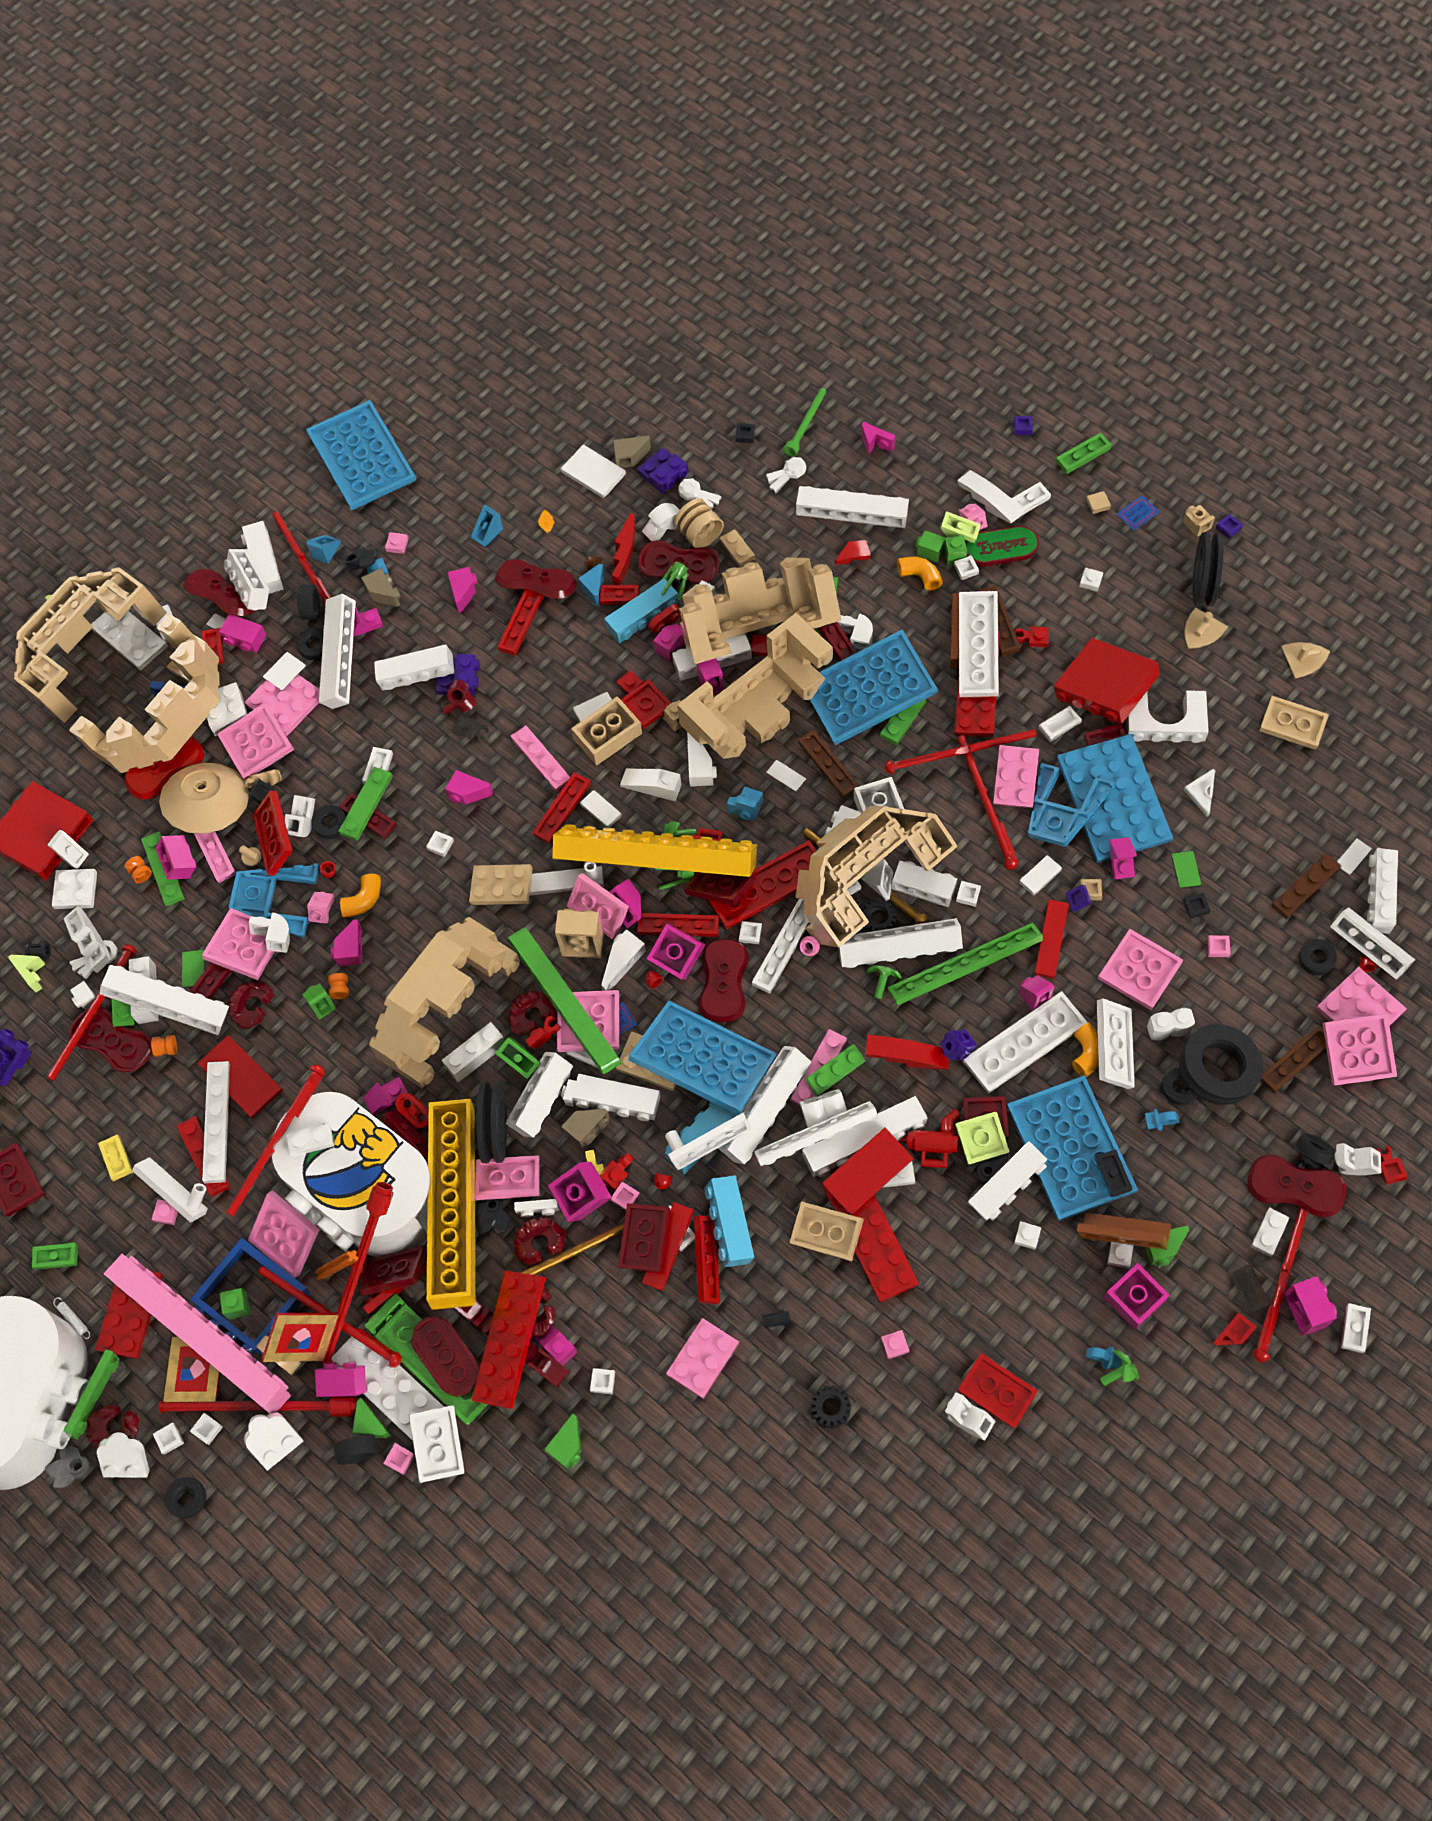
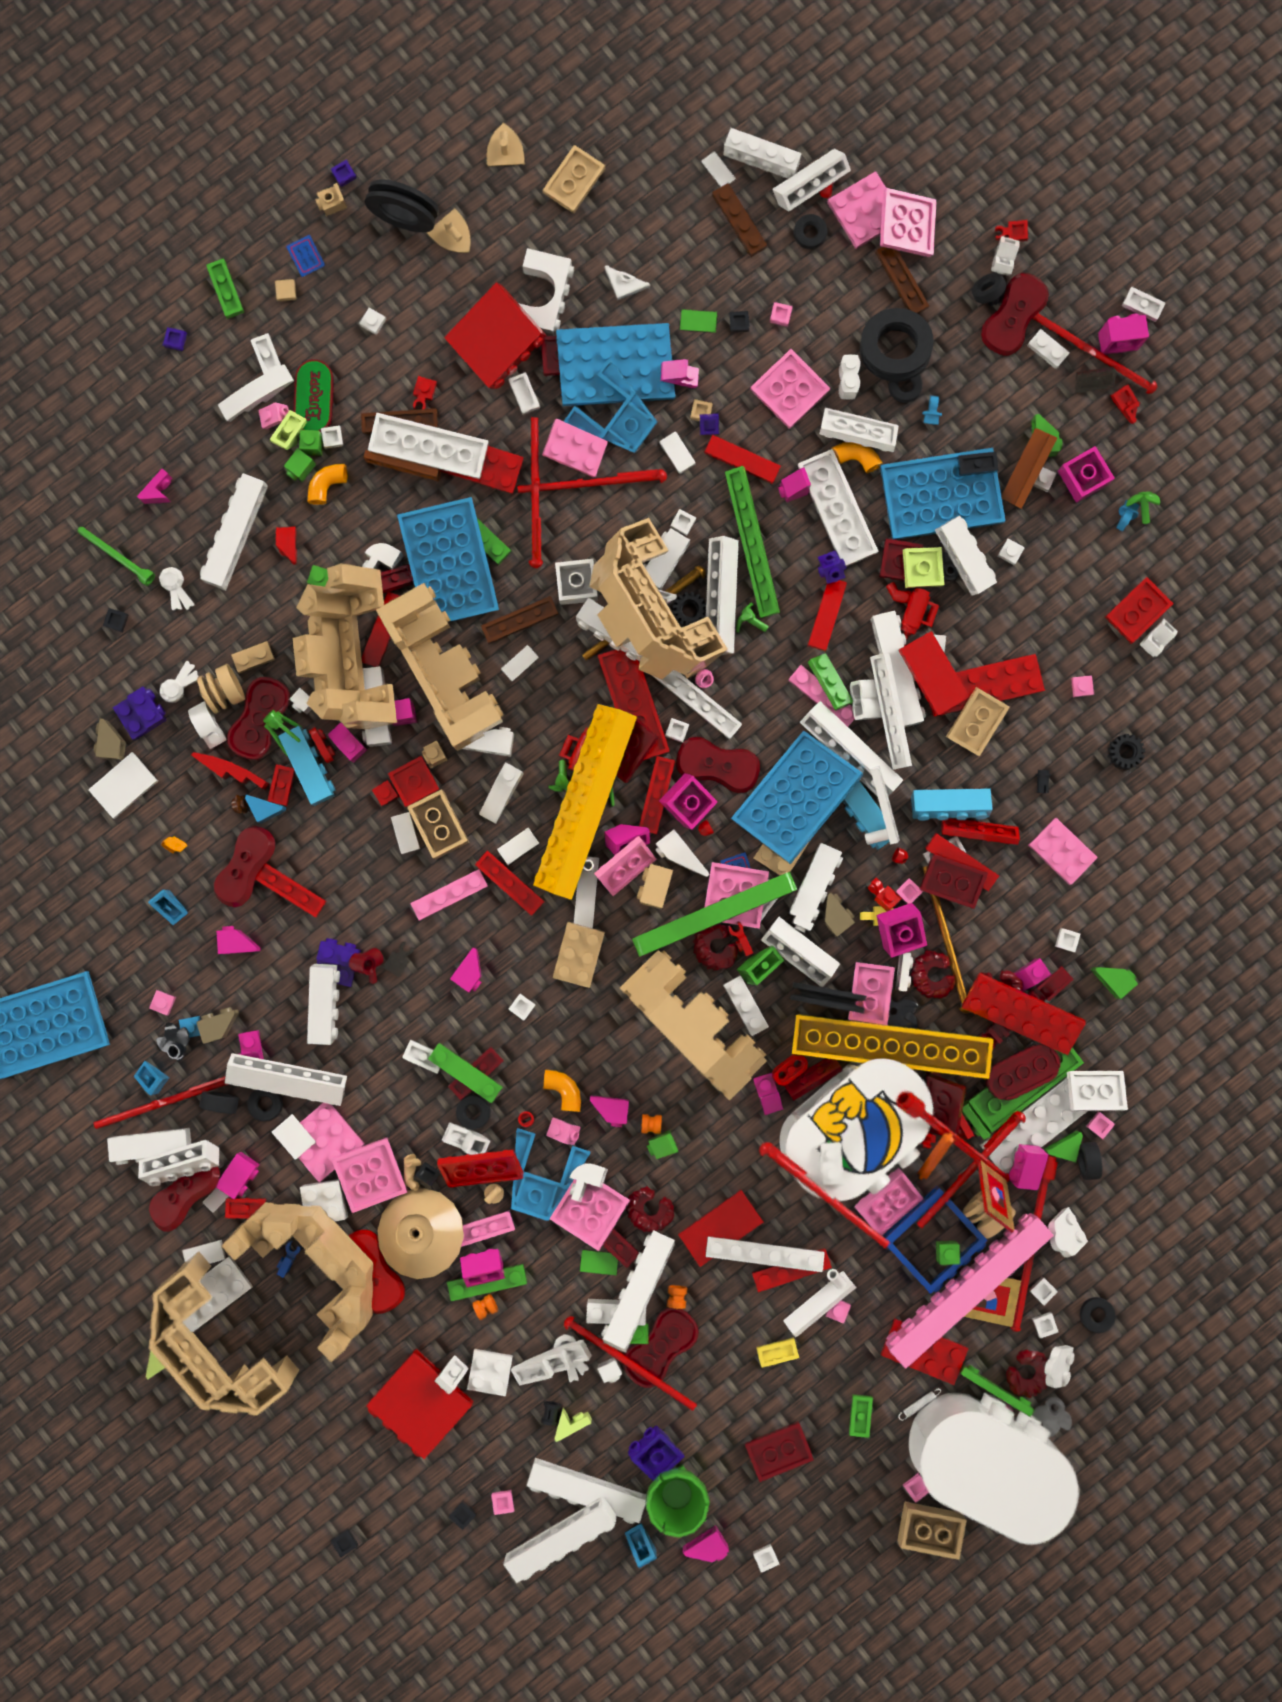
camera: 85 degrees left, 20 degrees up
(746, 804) = (547, 705): dark azure brick -> none

